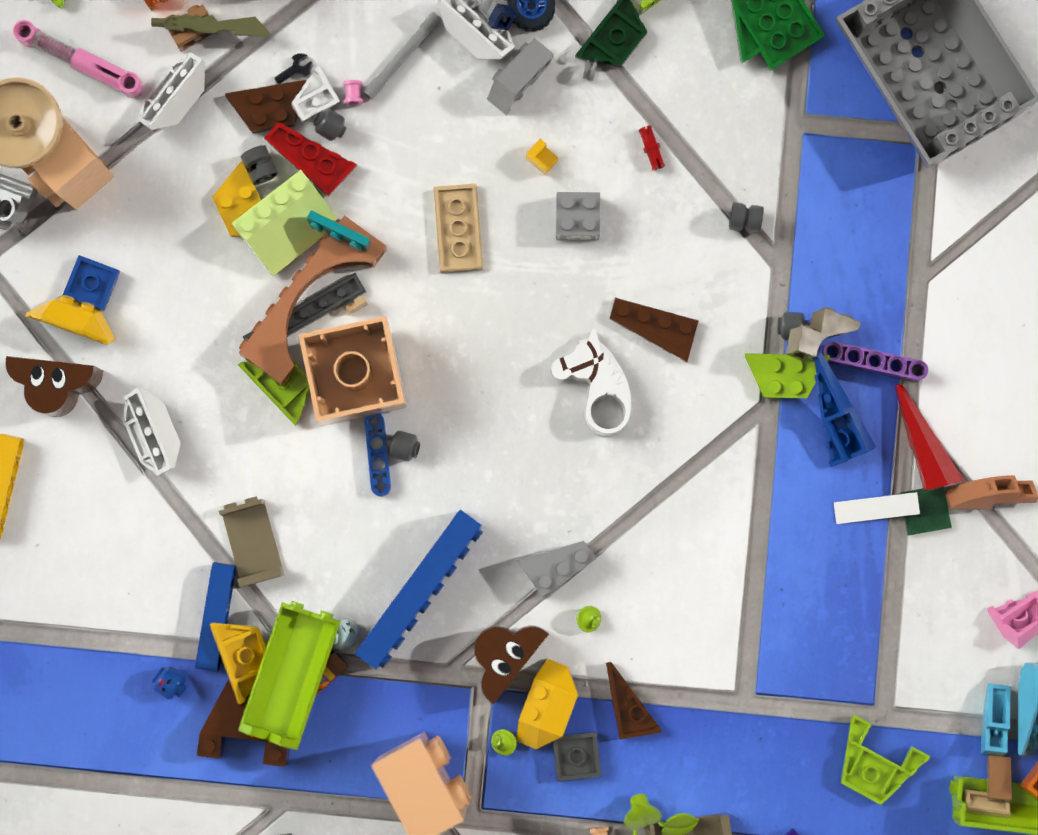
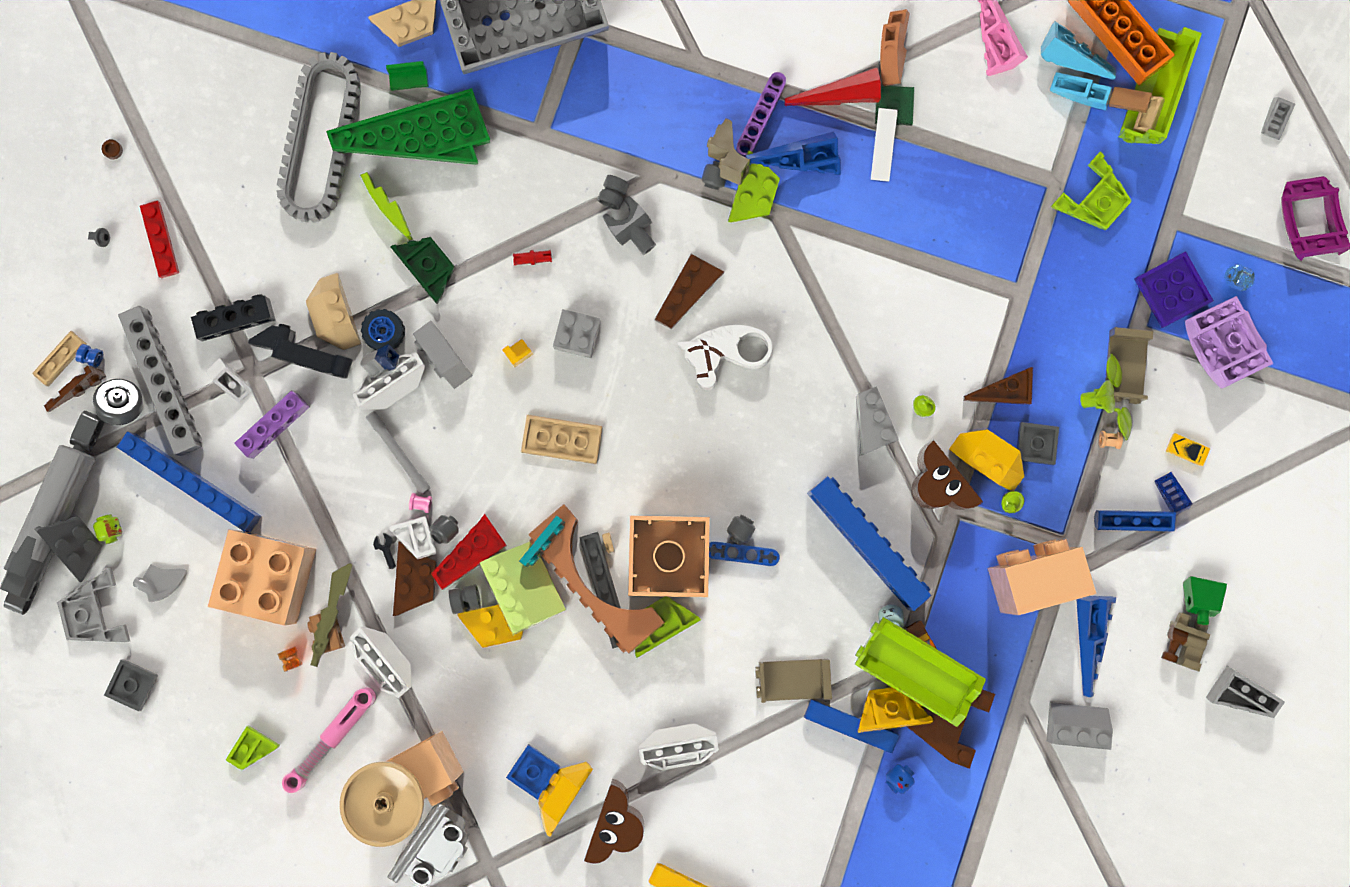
camera: 80 degrees left, 0 degrees up
(590, 69) = (451, 293): light grey bush -> none
(711, 249) = (632, 227): none -> dark grey connector

